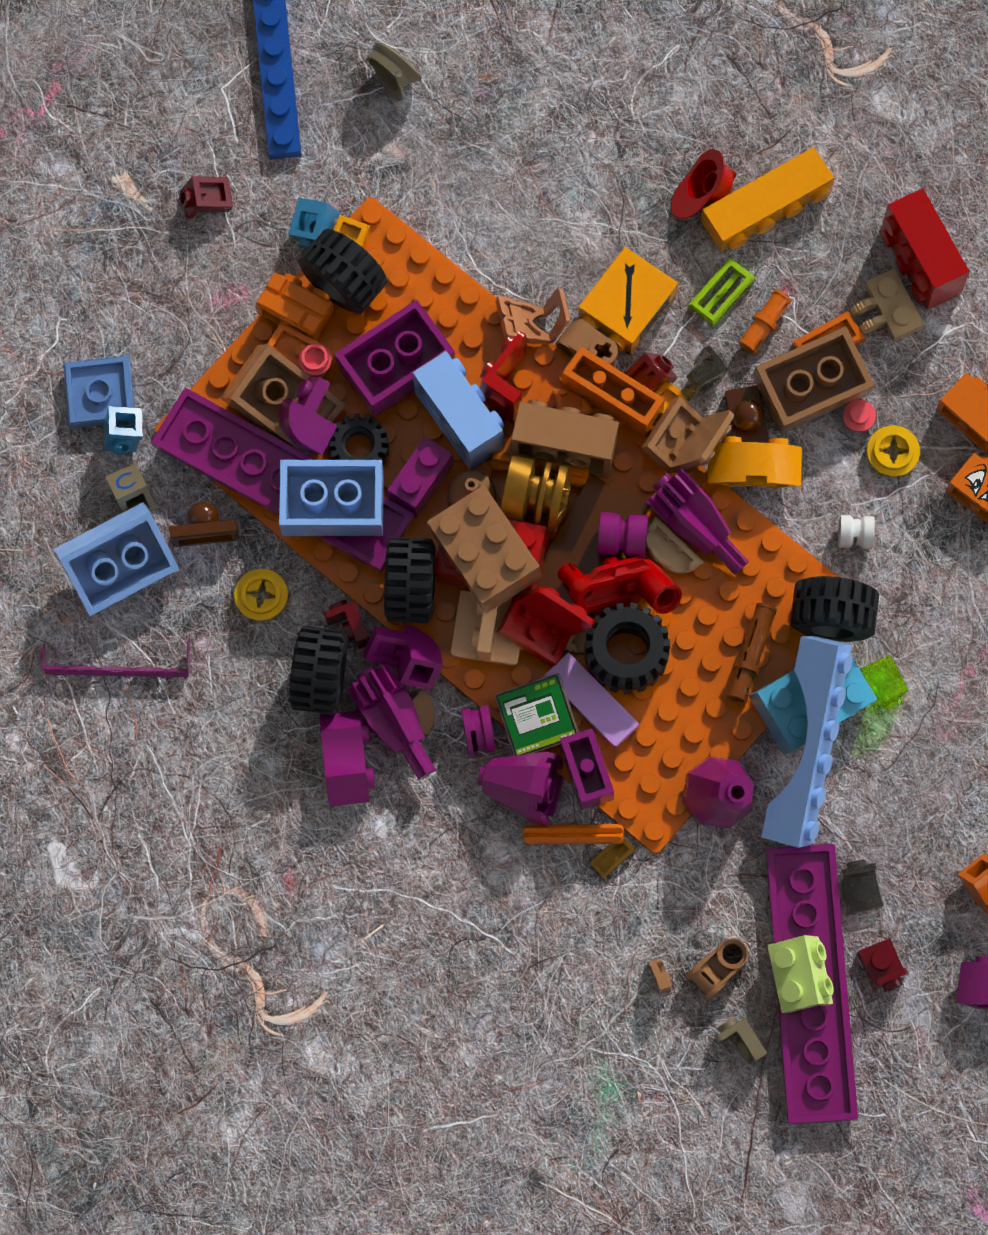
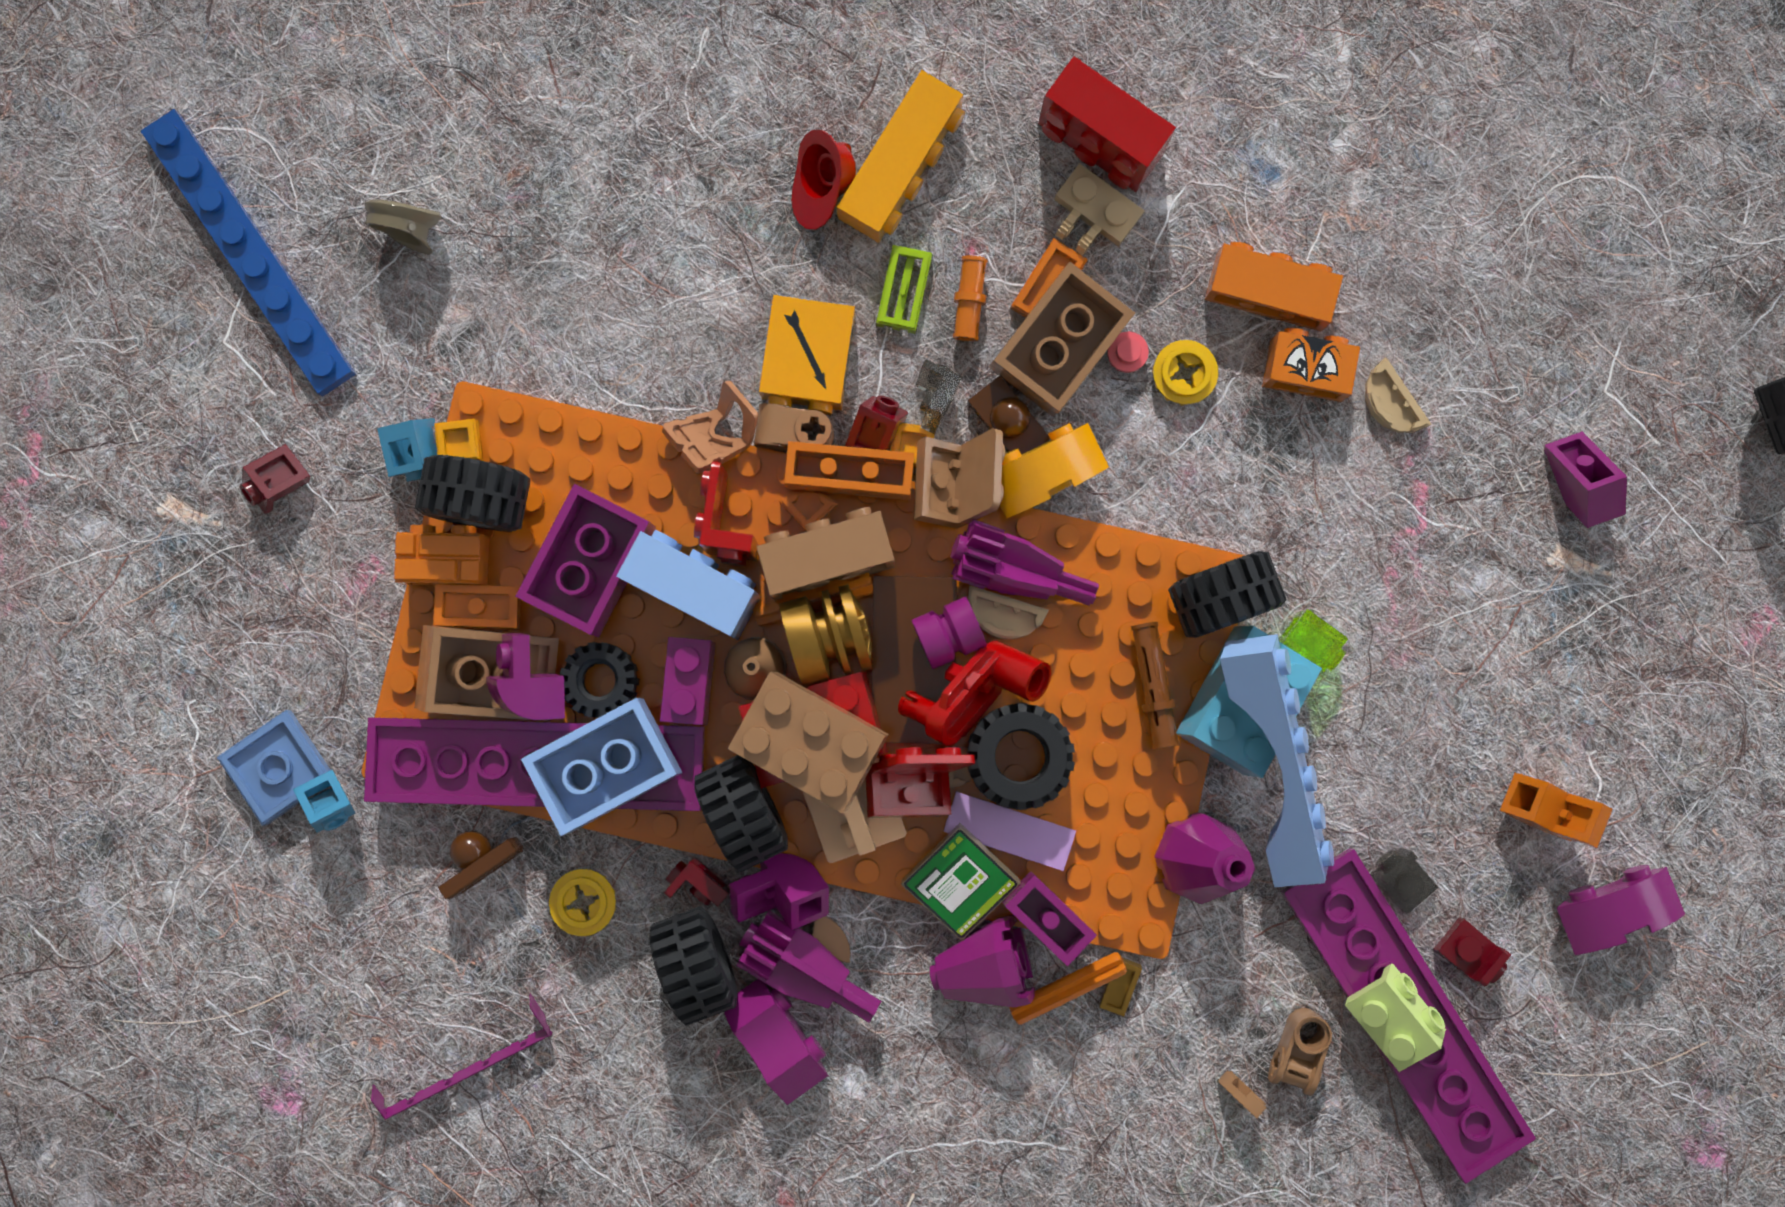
camera: 30 degrees left, 10 degrees up
(116, 558) = (398, 958): light blue brick -> none
(130, 488) = (374, 868): dark tan brick -> none
(315, 360) = (497, 610): coral plate -> none
(482, 735) = (903, 931): magenta wheel -> none
(748, 1042) = (1375, 1118): dark tan bracket -> none
(856, 532) = (1198, 484): white wheel -> none

